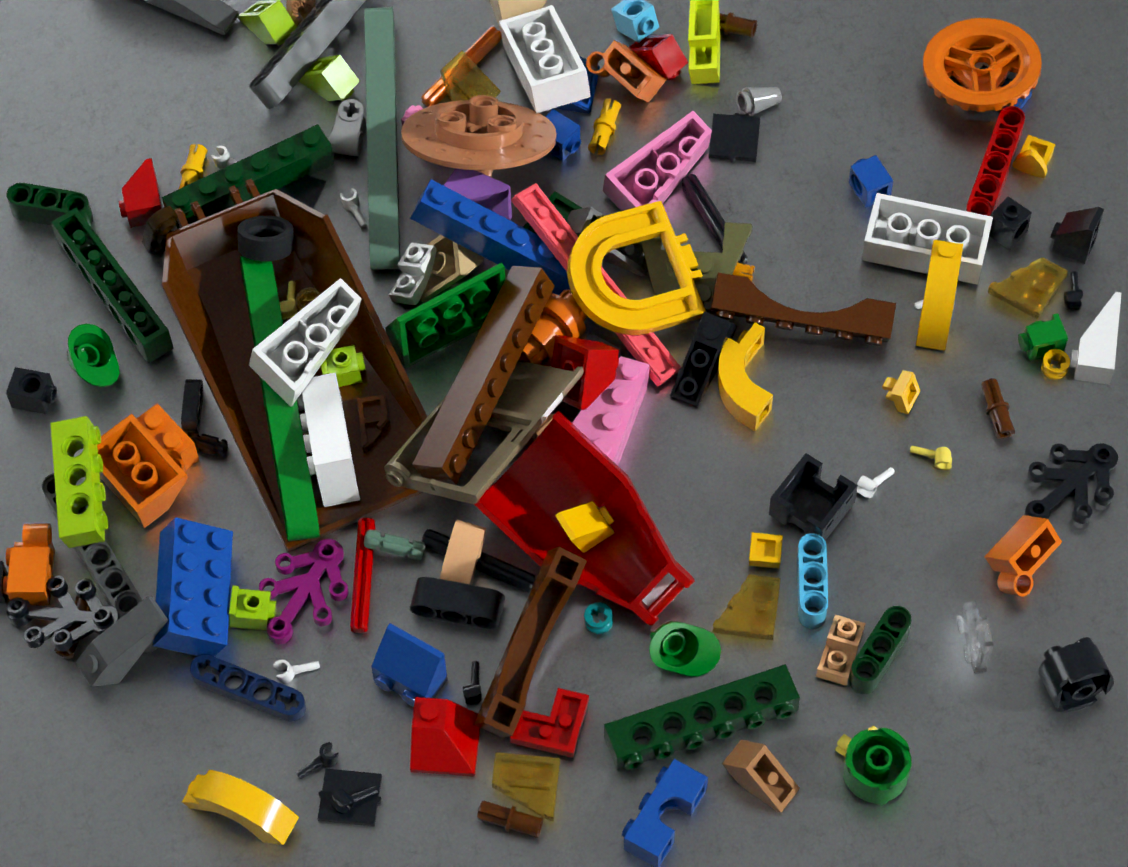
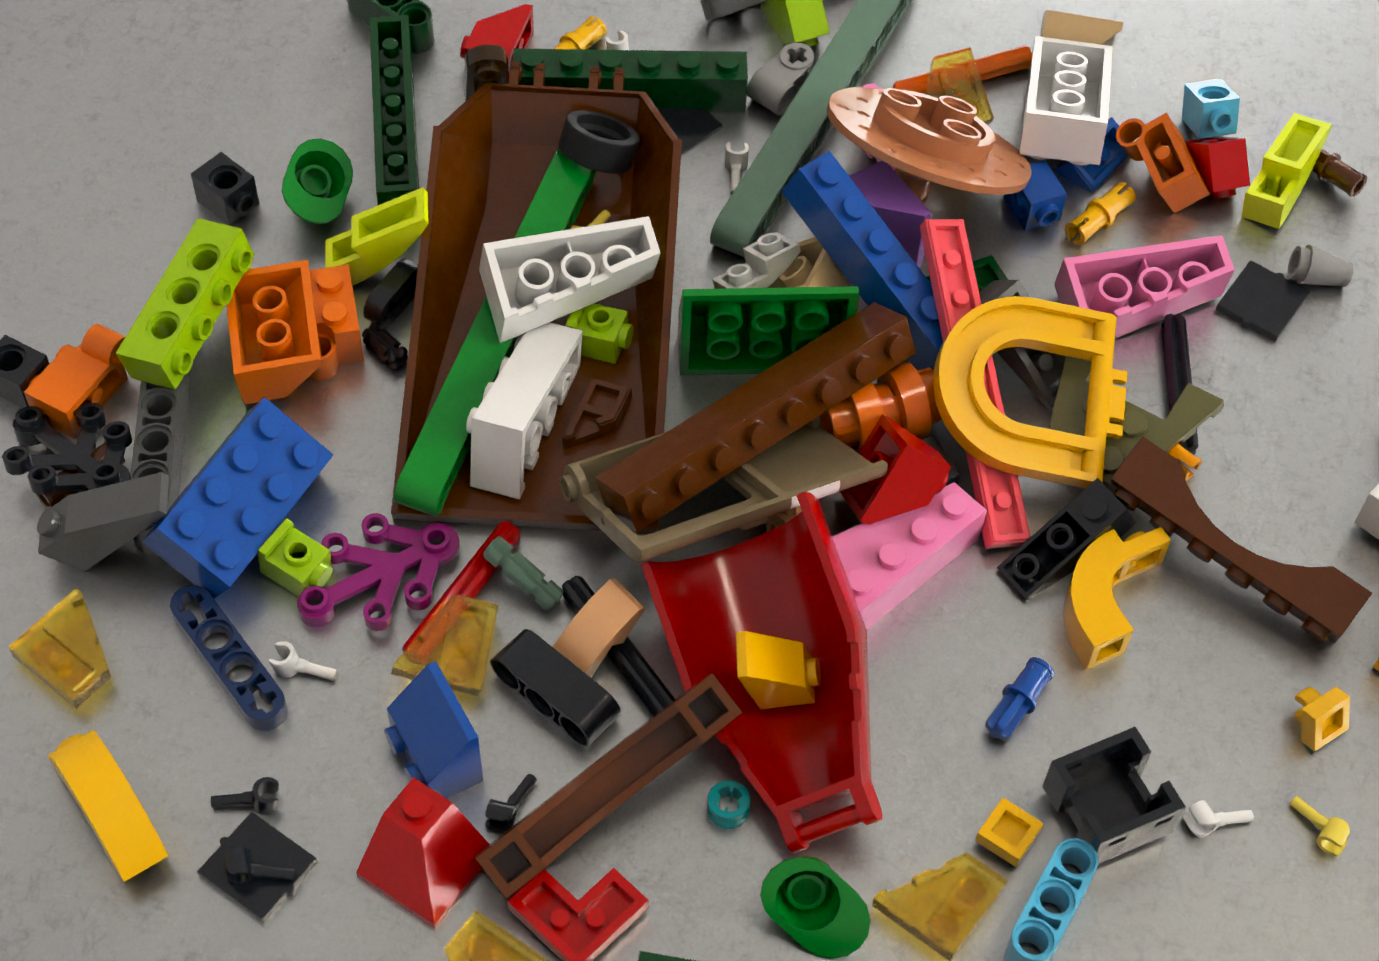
camera: 25 degrees right, 5 degrees down
(147, 736) = (65, 651): none -> clear yellow wing
(164, 373) = (379, 235): none -> neon yellow slope
(379, 606) = (458, 643): none -> clear yellow wing
(728, 469) = (1019, 698): none -> blue axle

